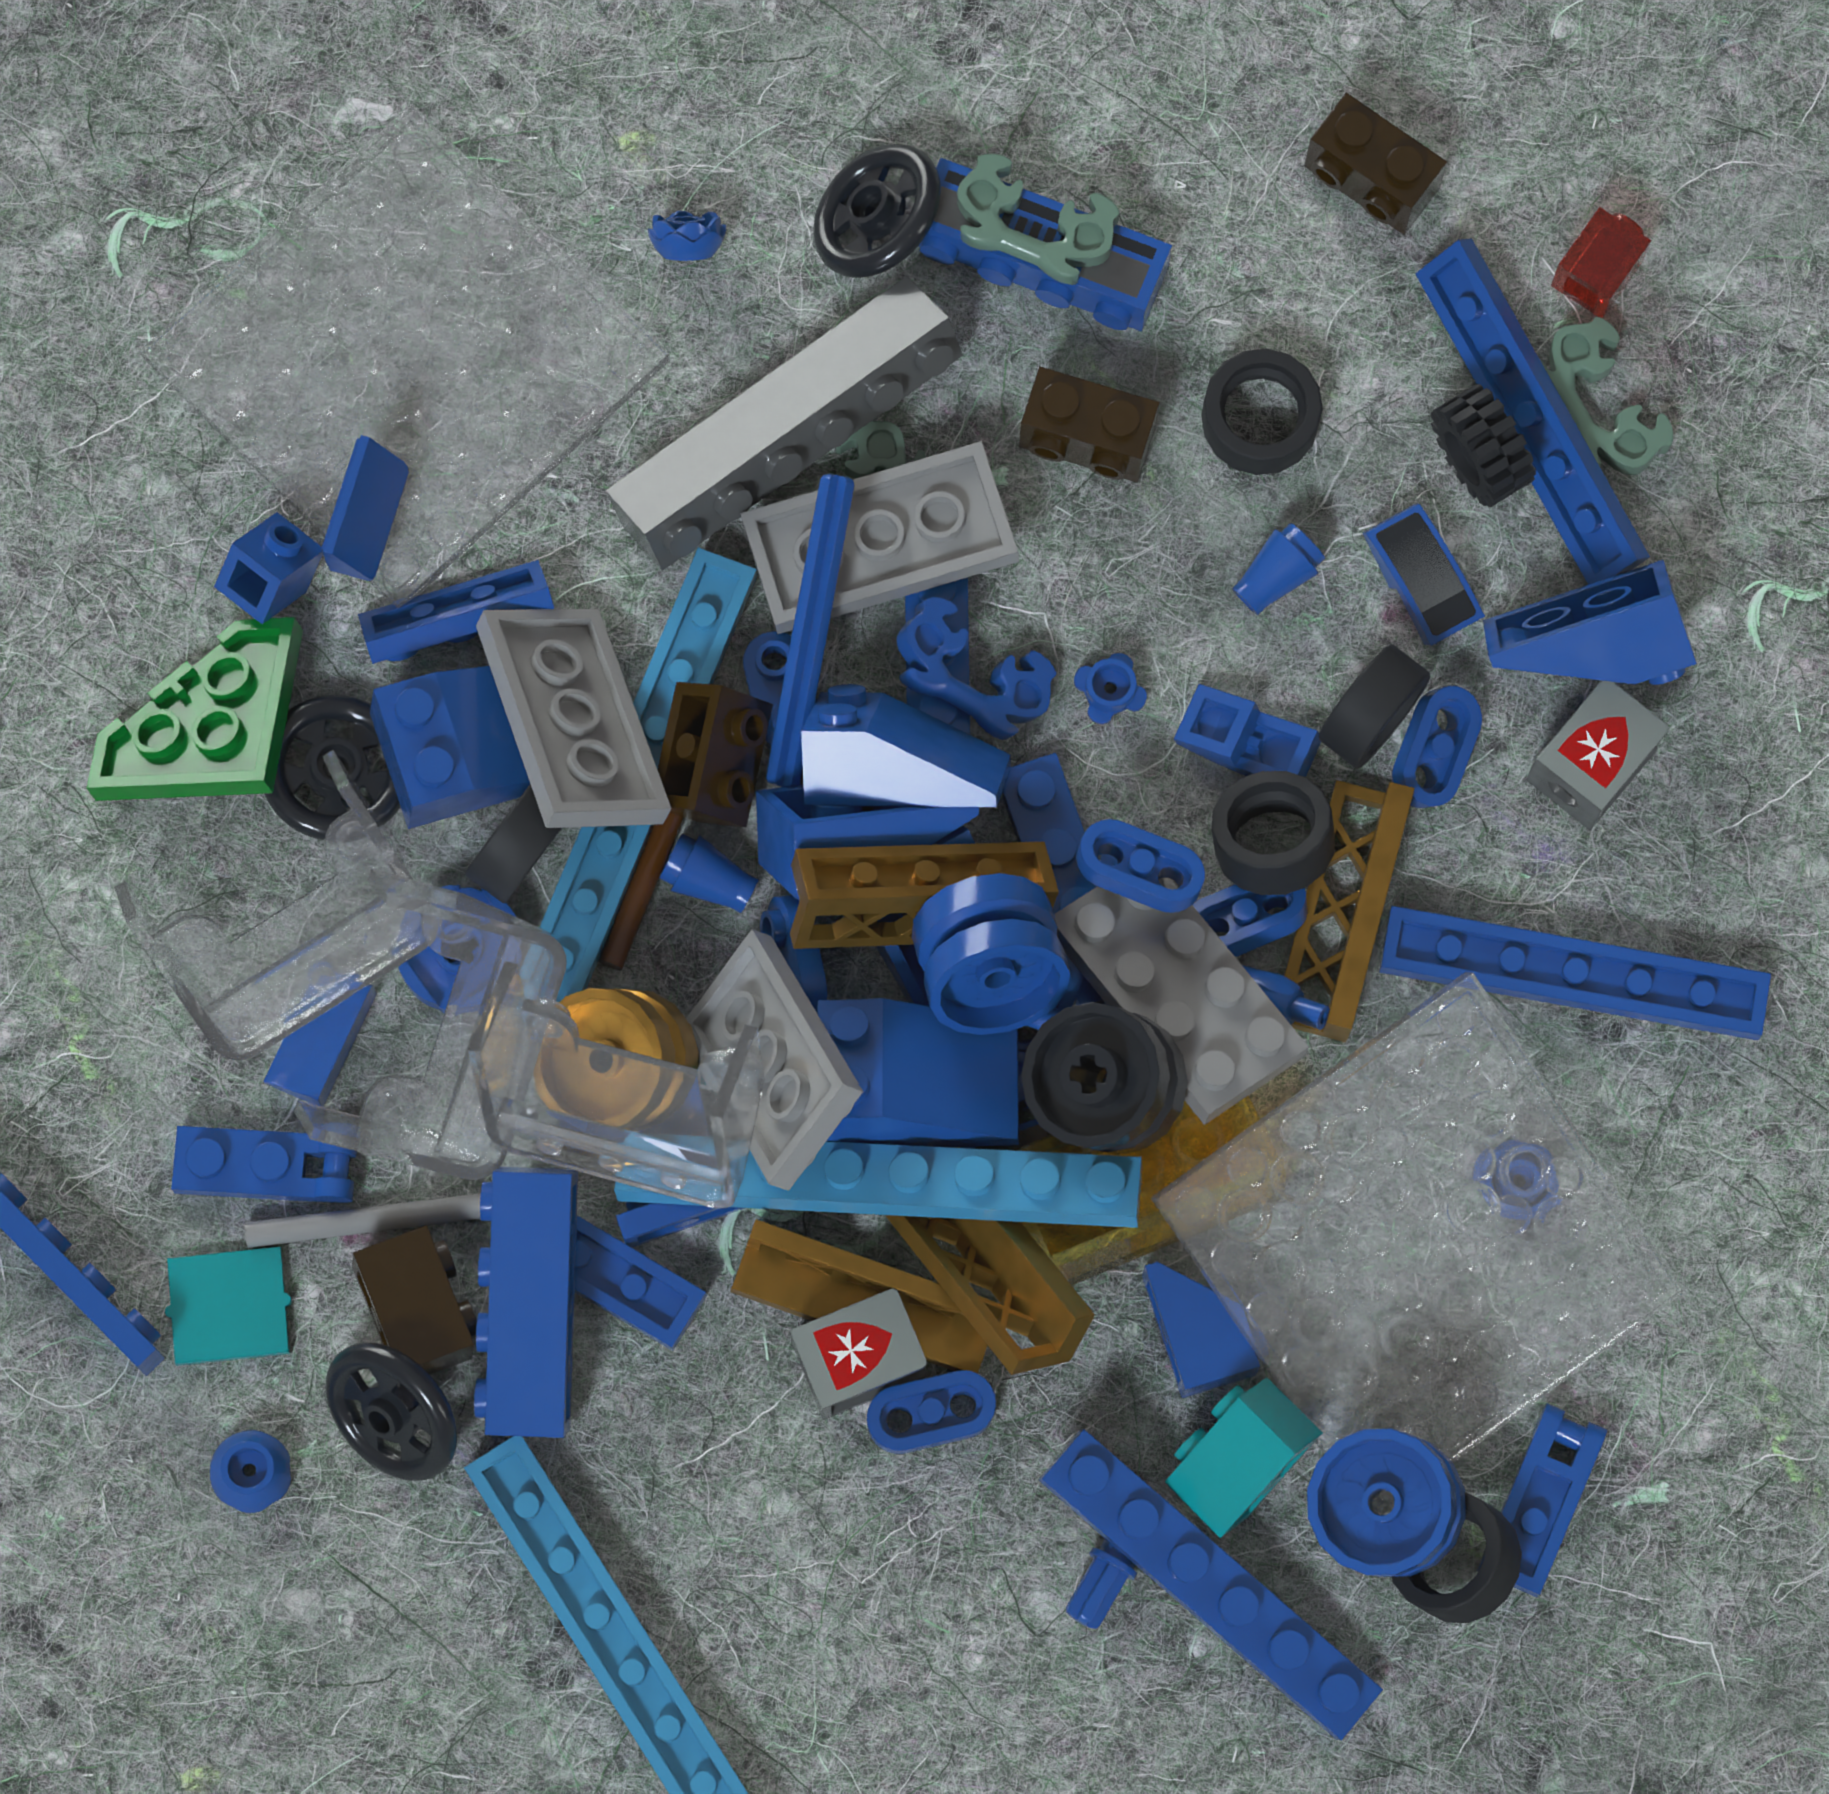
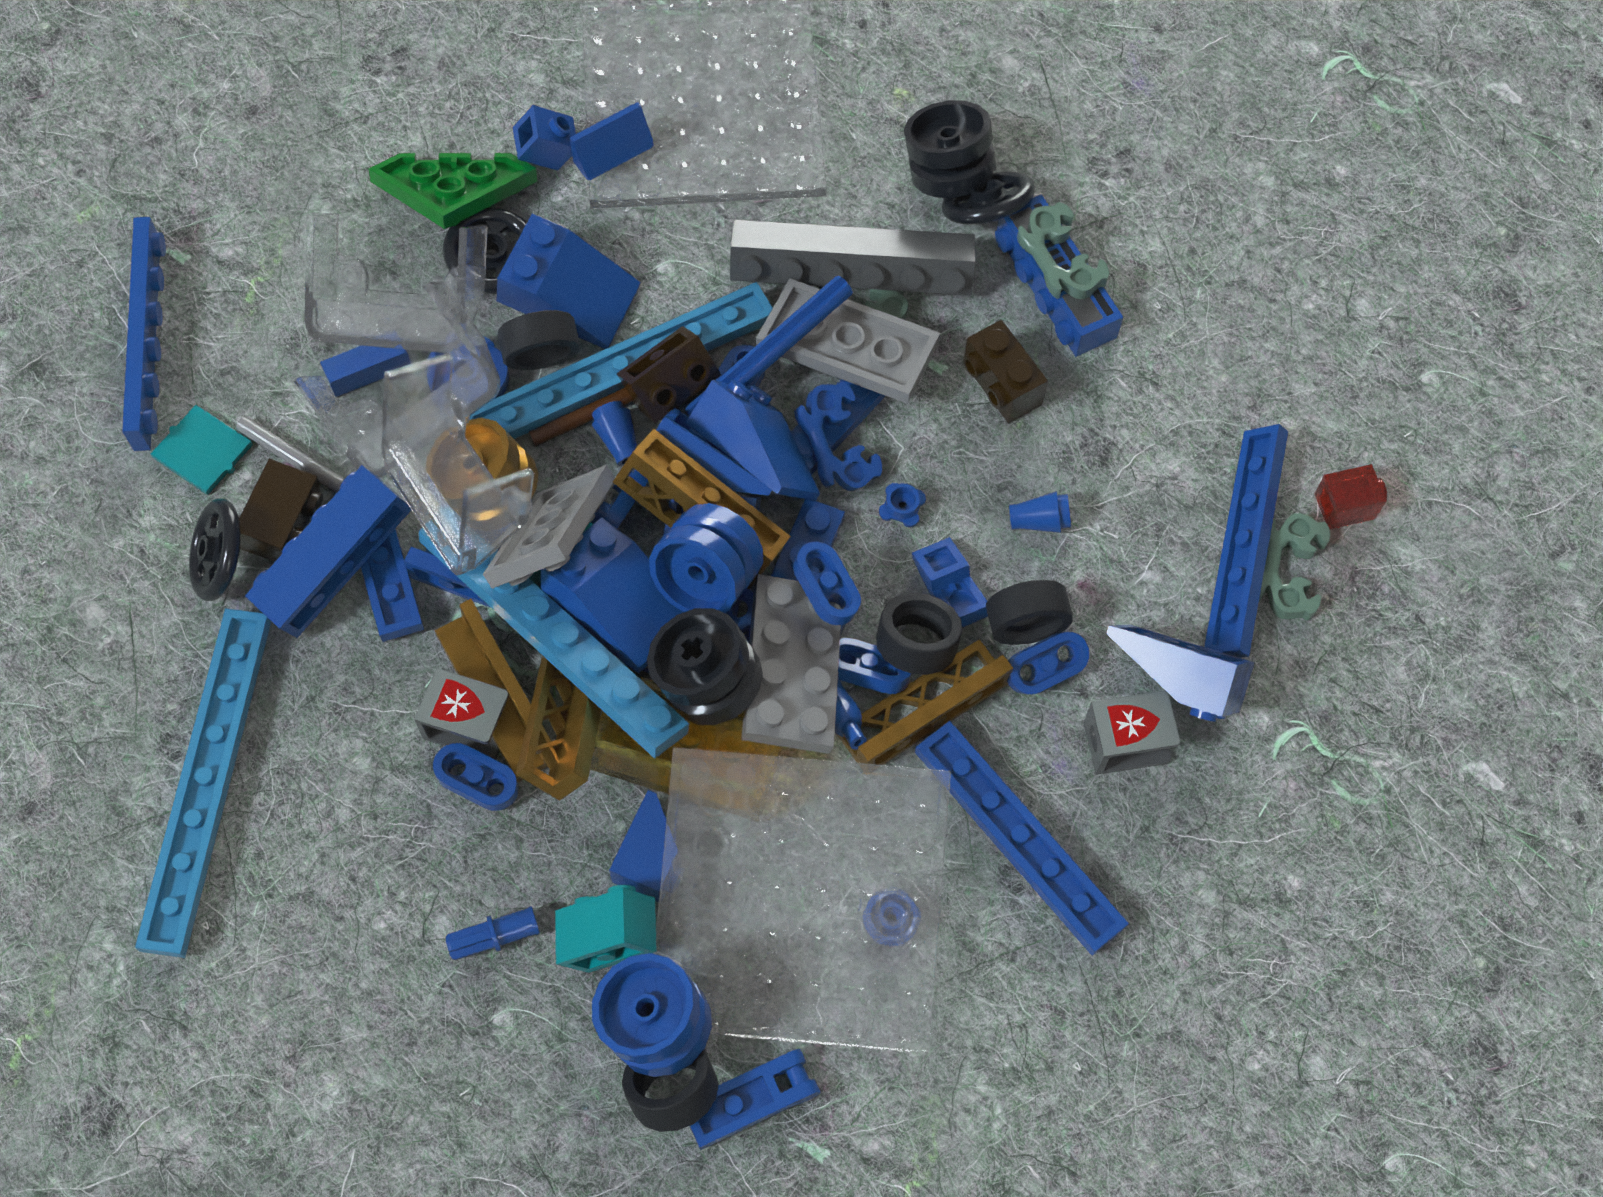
camera: 40 degrees right, 10 degrees down
(252, 1492) = (135, 541): blue plate -> none
(258, 1165) = (276, 396): blue plate -> none
(451, 612) = (613, 225): blue plate -> none
(572, 718) = (615, 303): light grey plate -> none
(687, 236) = (885, 145): blue plate -> none
(781, 183) = (950, 148): none -> black wheel
(1210, 1584) = (530, 988): blue plate -> none
(1274, 367) = (1111, 407): black tyre -> none
(1375, 164) = (1267, 361): dark brown brick -> none
(1424, 574) = (1117, 575): slope -> none
(1483, 445) = (1204, 531): black tyre -> none

